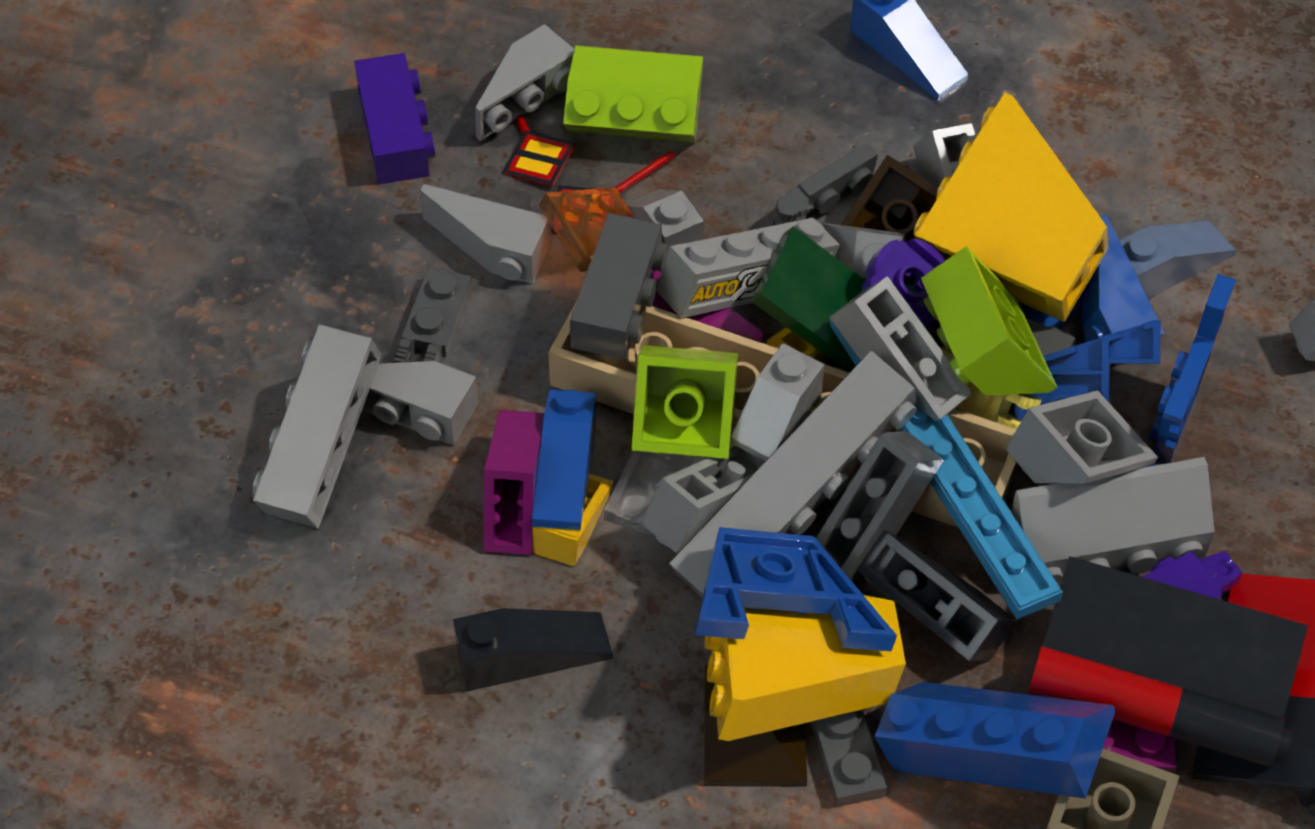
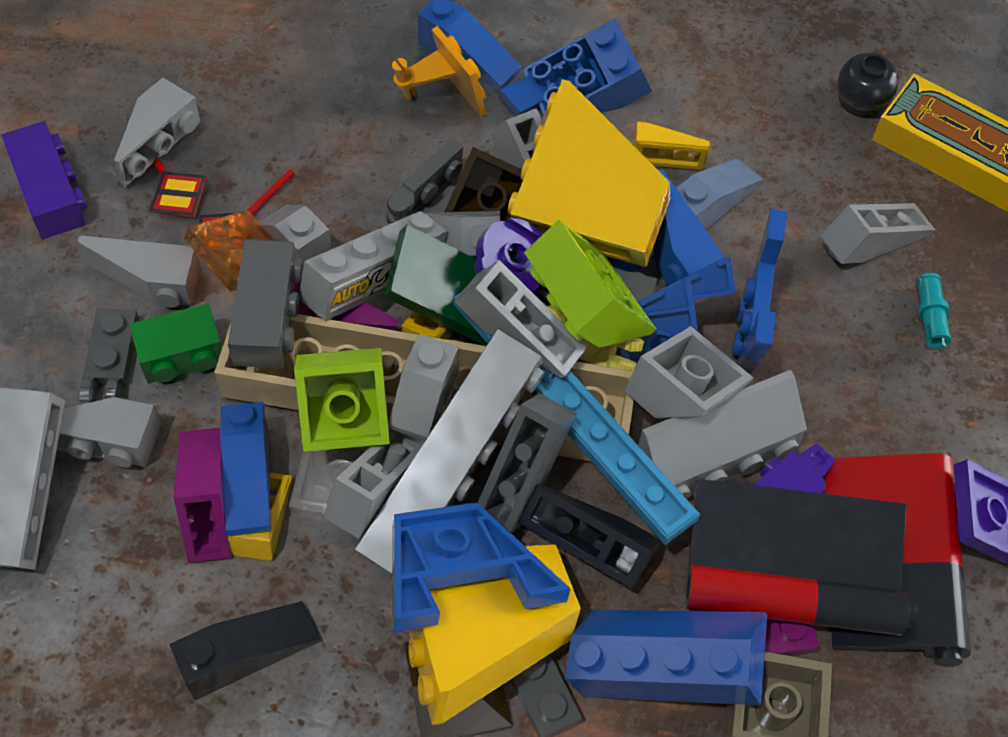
camera: 15 degrees left, 5 degrees up
(511, 318) = (177, 343): none -> green brick
(633, 94) = (248, 125): lime slope -> none
(870, 58) = (440, 65): none -> light orange plate
(961, 107) = (522, 96): none -> blue tile
(1057, 88) = (597, 65): none -> blue slope
(1113, 190) = (661, 144): none -> yellow slope

